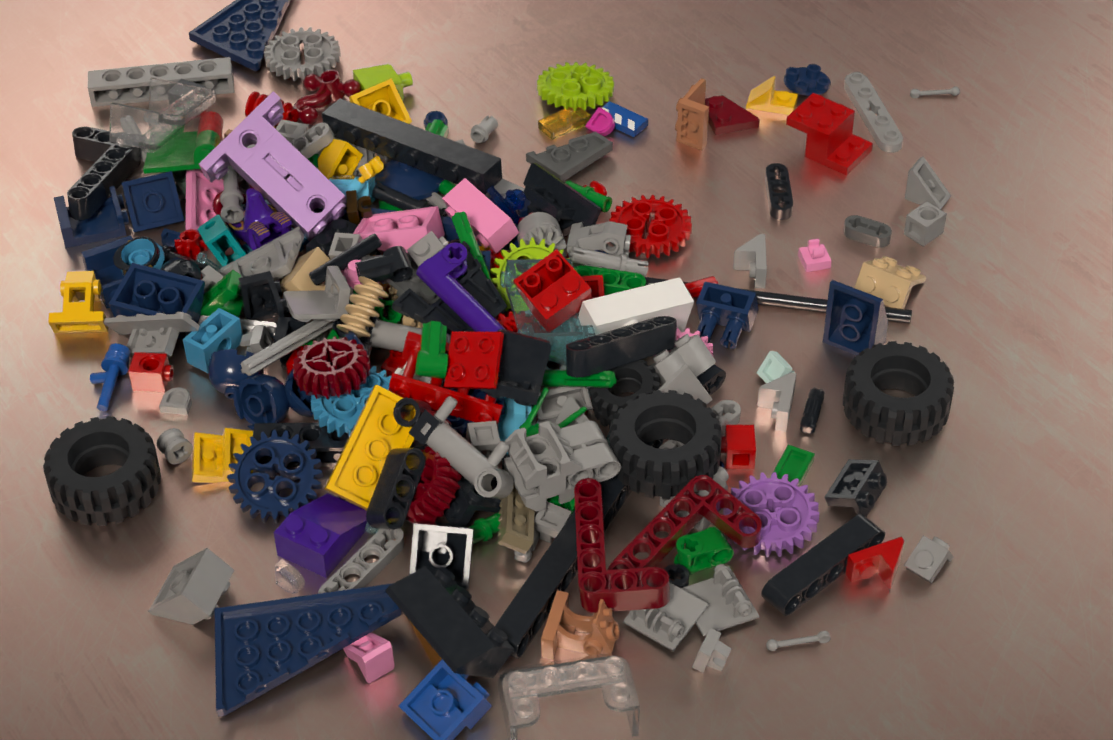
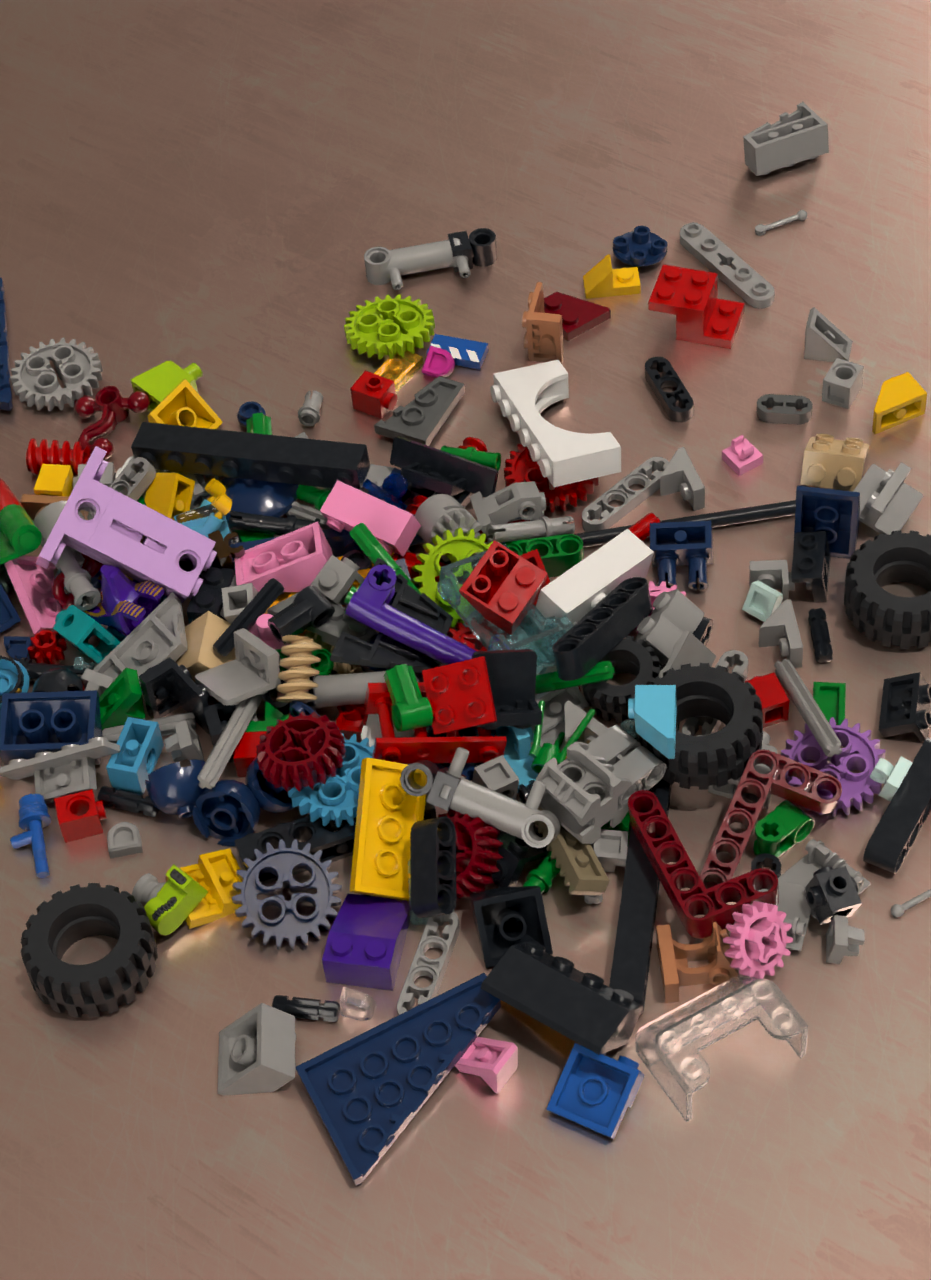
camera: 15 degrees left, 5 degrees up
(185, 455) = (174, 901): none -> lime leg
(192, 373) = (127, 801): none -> black axle
(250, 569) = (308, 1008): none -> black axle
(537, 131) = (373, 395): none -> red brick
(624, 420) = (655, 716): none -> medium azure slope
(647, 627) = (758, 939): none -> bright pink gear
(655, 207) = (561, 454): none -> white arch
(657, 46) = (456, 252): none -> light grey piece
(677, 267) = (622, 492): none -> light grey beam
(716, 610) = (832, 893): none -> black brick
(769, 476) = (808, 708): none -> light grey axle
(794, 352) = (772, 573): none -> light grey bracket
(812, 533) = (890, 776): none -> light aqua tile
(831, 352) = (812, 563): none -> black bracket
(917, 319) = (886, 499): none -> light grey bracket
(964, 250) = (898, 402): none -> yellow slope
(965, 32) = (786, 142): none -> light grey wedge

